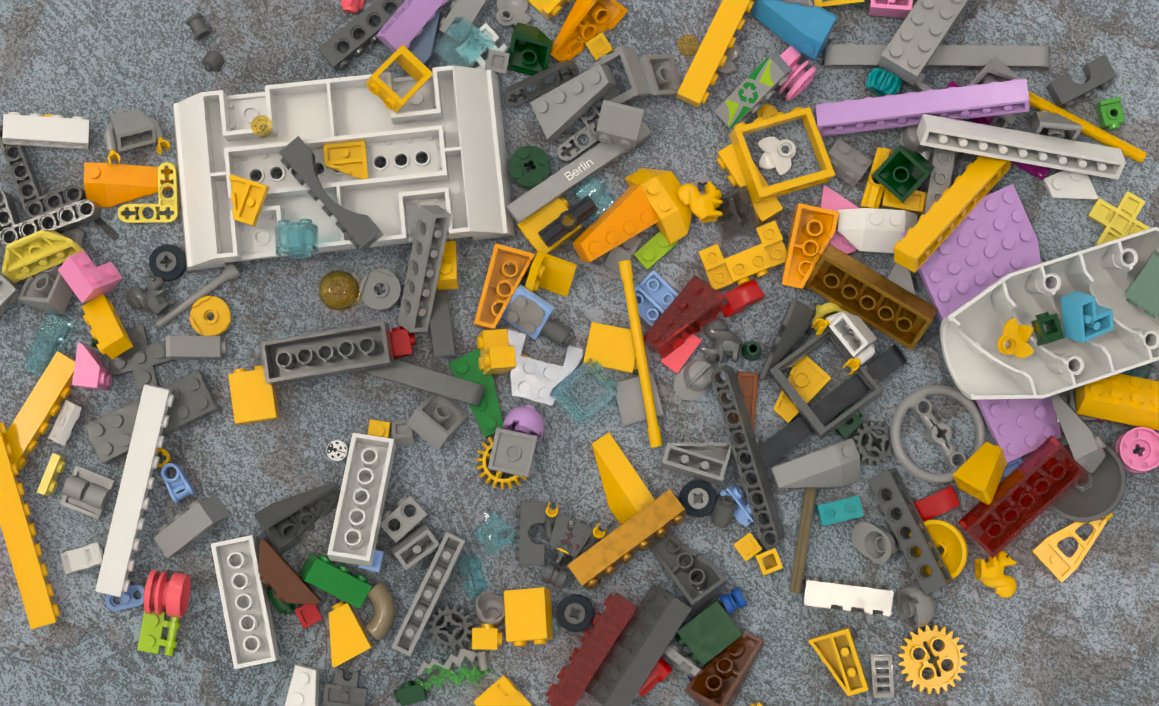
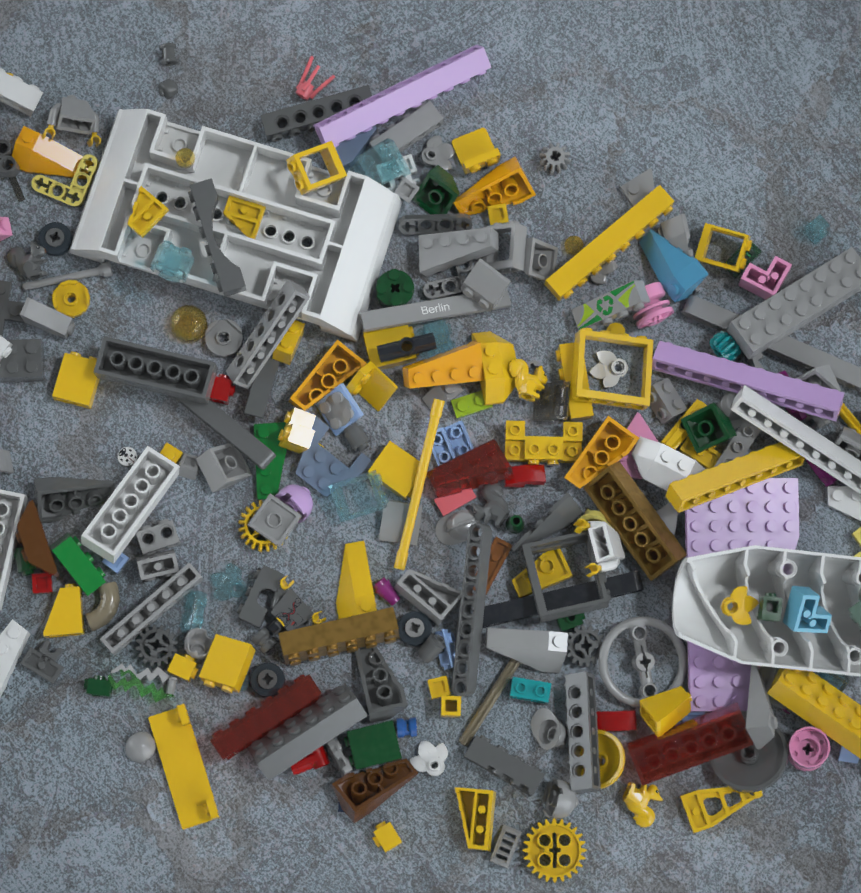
camera: 10 degrees right, 5 degrees down
(651, 472) = (386, 591): none -> magenta cone
(767, 618) = (429, 755): none -> white plate

